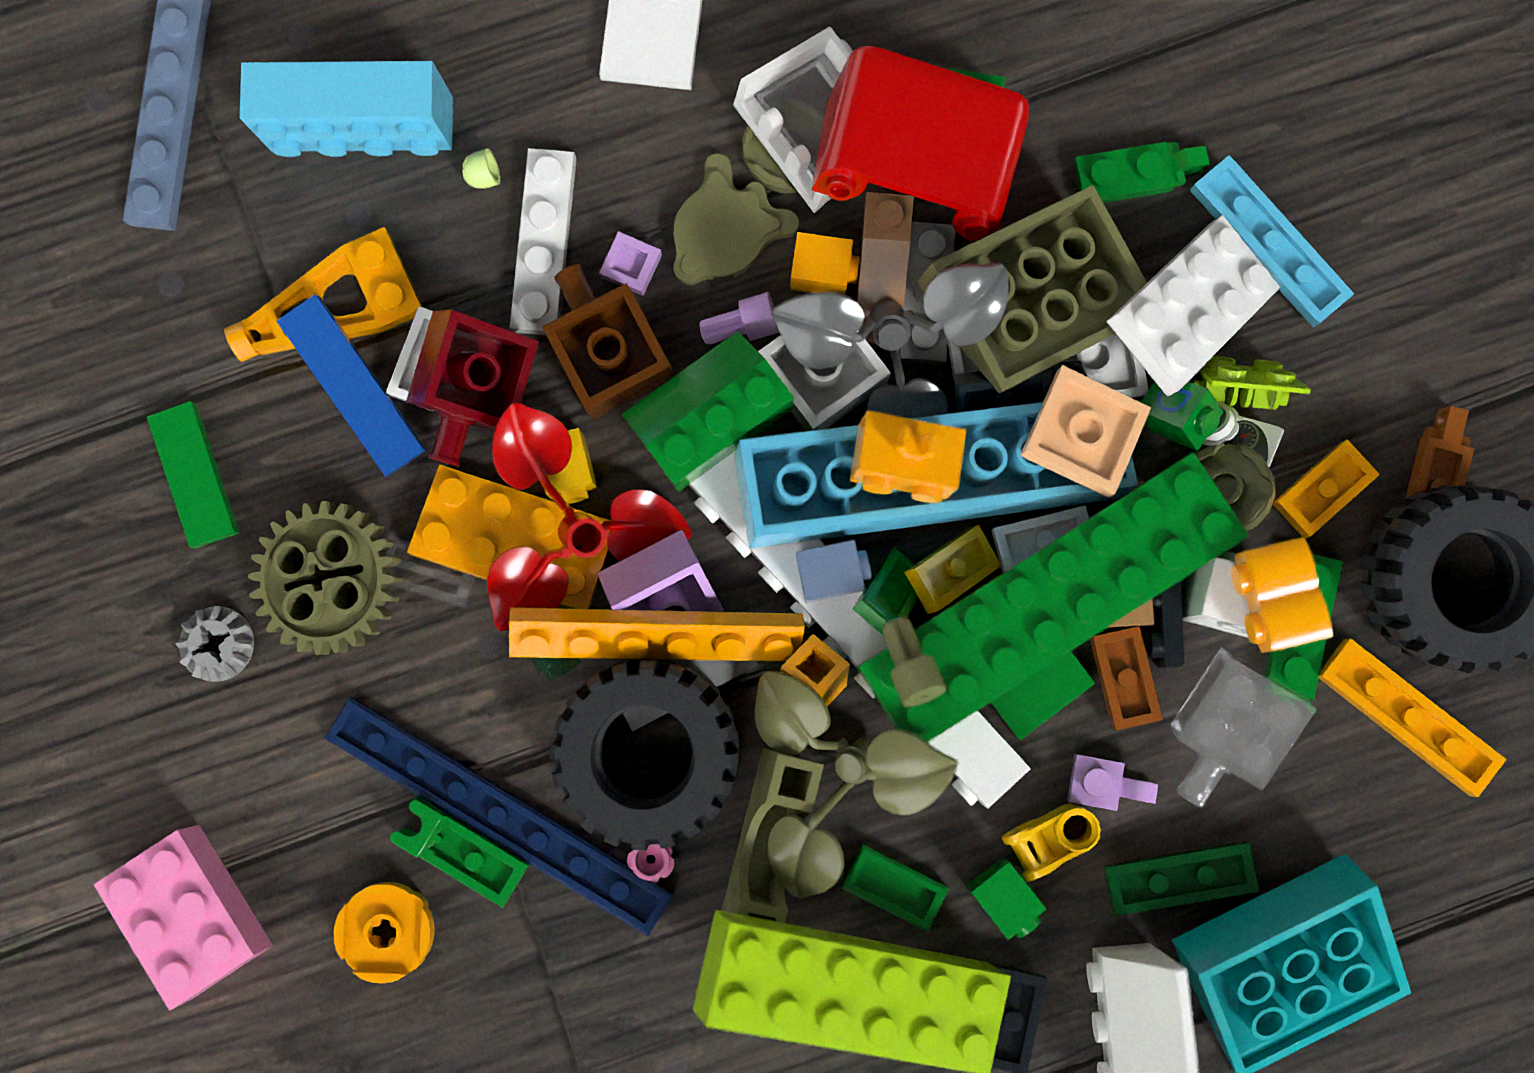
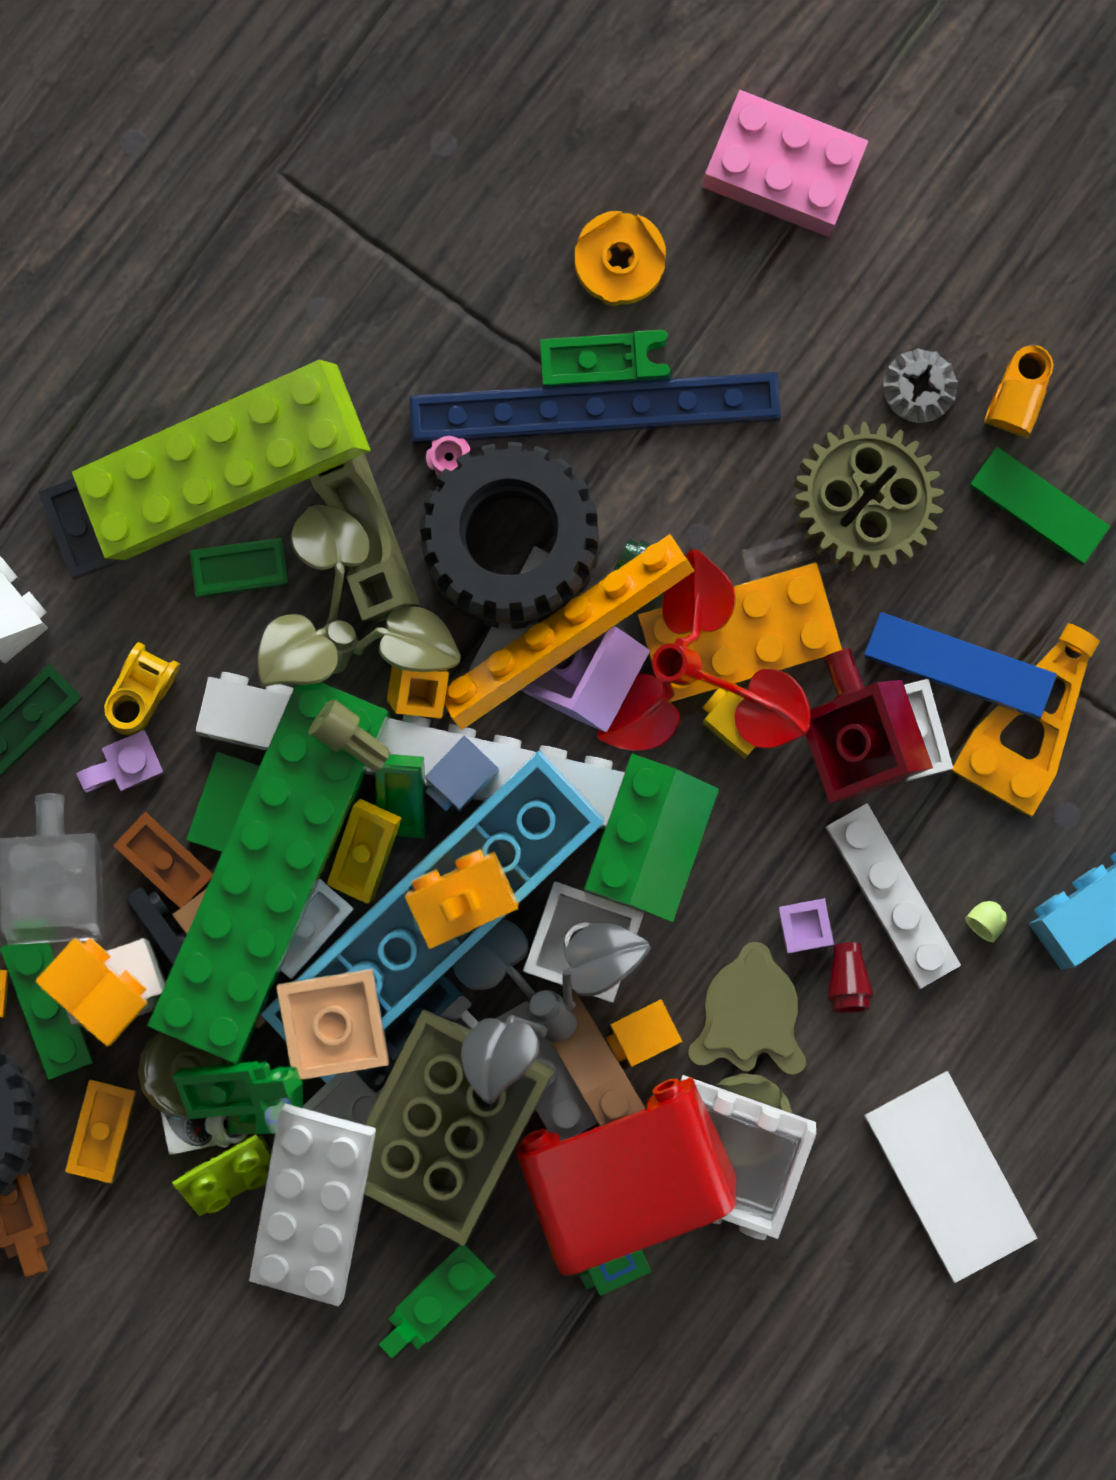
camera: 130 degrees right, 0 degrees up
(141, 569) = (1017, 398): none -> light orange piece
(605, 345) = (775, 840): reddish brown brick -> none
(626, 196) = (849, 981): none -> dark red cone
(751, 318) = (671, 948): lavender piece -> none
(1007, 899) = (144, 617): green brick -> none
(1205, 433) = (234, 1088): none -> green hinge
(1275, 242) = (282, 1315): medium azure plate -> none

